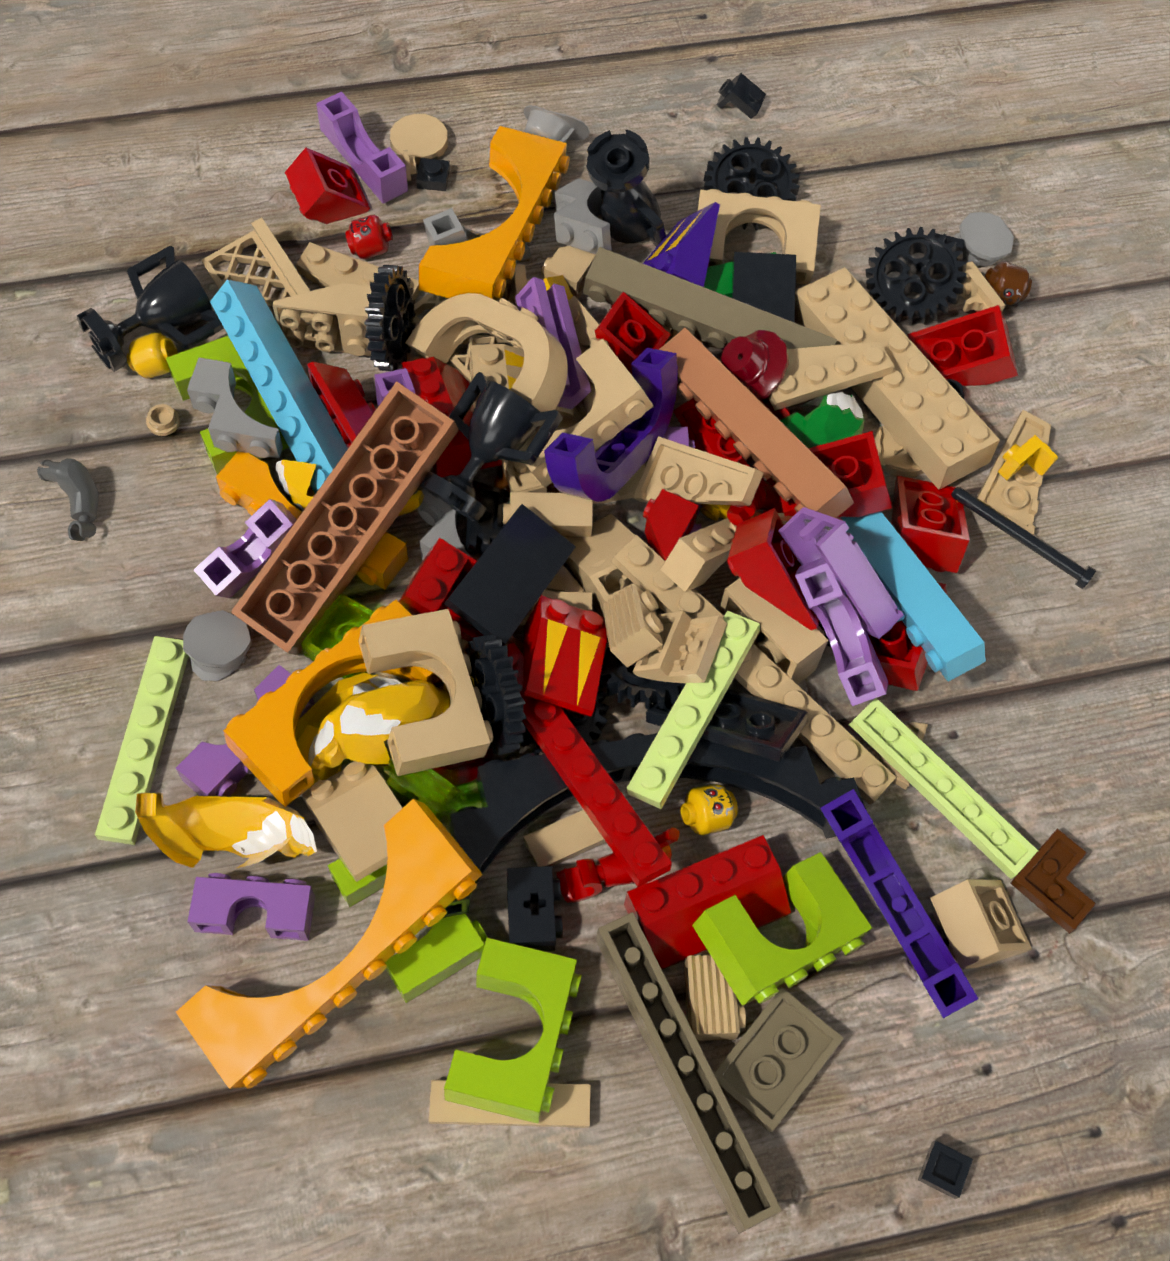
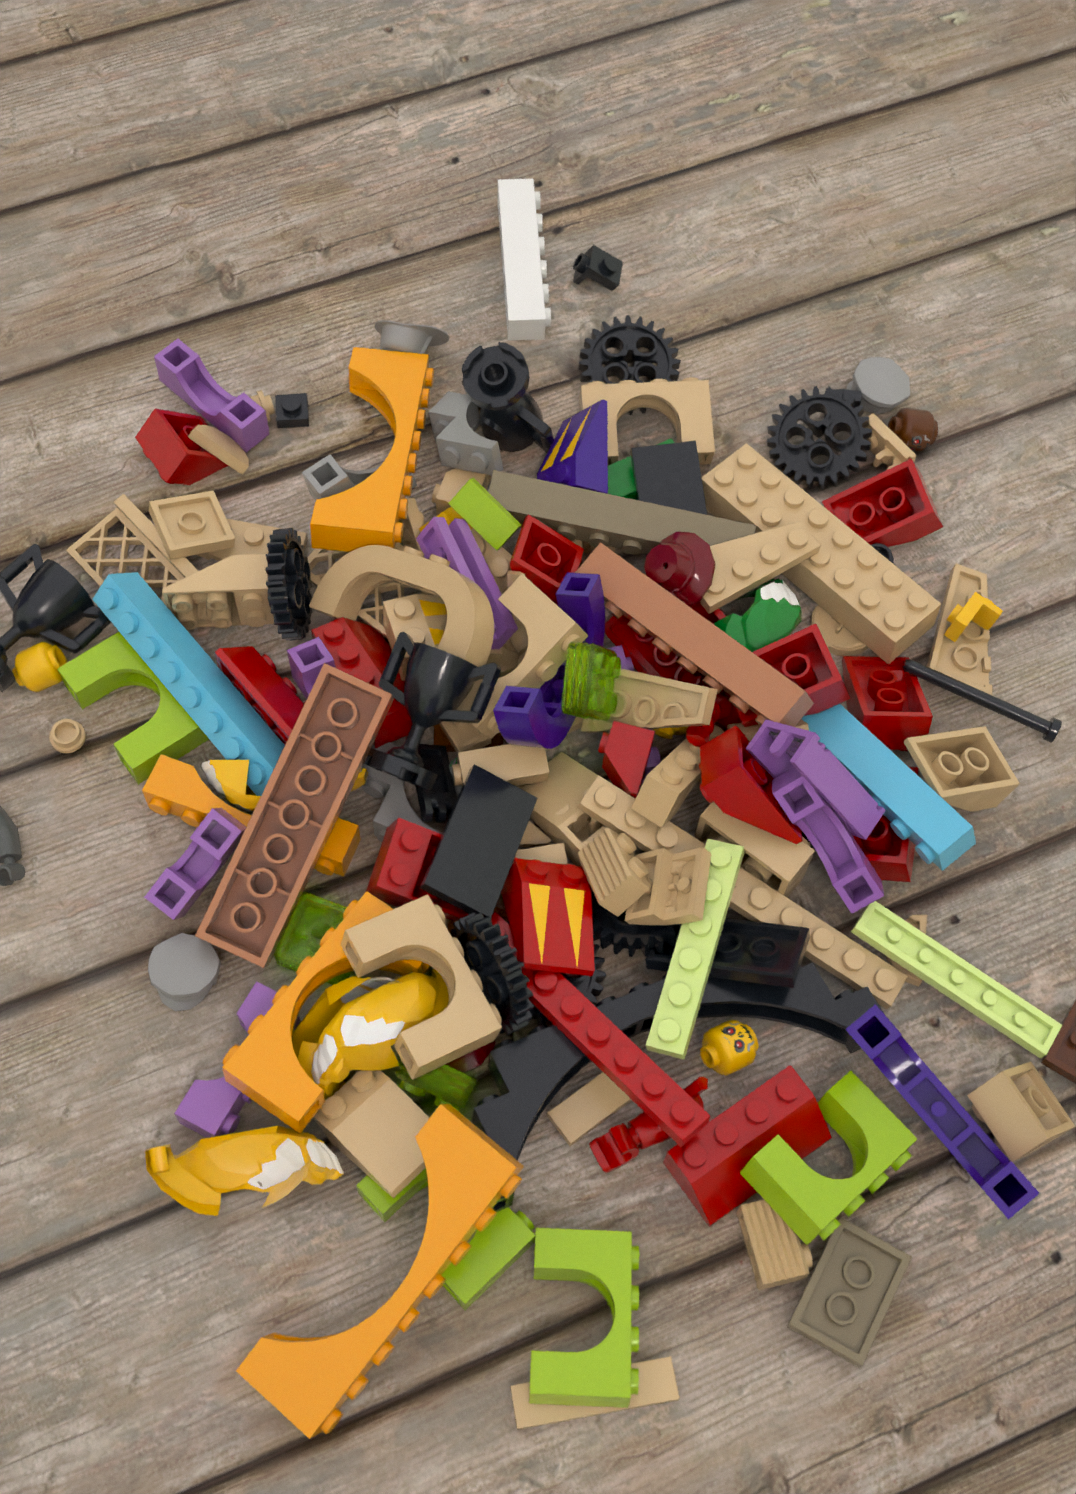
camera: 10 degrees left, 0 degrees up
(143, 740) = (129, 1089): yellowish green plate -> none
(220, 900) = (252, 1241): medium lavender arch -> none
(230, 428) = (148, 735): light grey arch -> none
(316, 254) = (191, 524): none -> tan tile
(358, 191) = (220, 446): none -> tan tile
(368, 237) = (241, 493): red head -> none
(420, 135) = (269, 370): tan tile -> none
(529, 887) = (566, 1164): black brick -> none
(583, 284) = (484, 514): none -> lime tile
(646, 448) = (590, 681): none -> clear neon green brick
(672, 76) = (521, 260): none -> white brick
(687, 1074) = (766, 1326): dark tan brick -> none
(945, 1169) = (1037, 1368): black plate -> none
(990, 593) = (964, 767): none -> tan slope

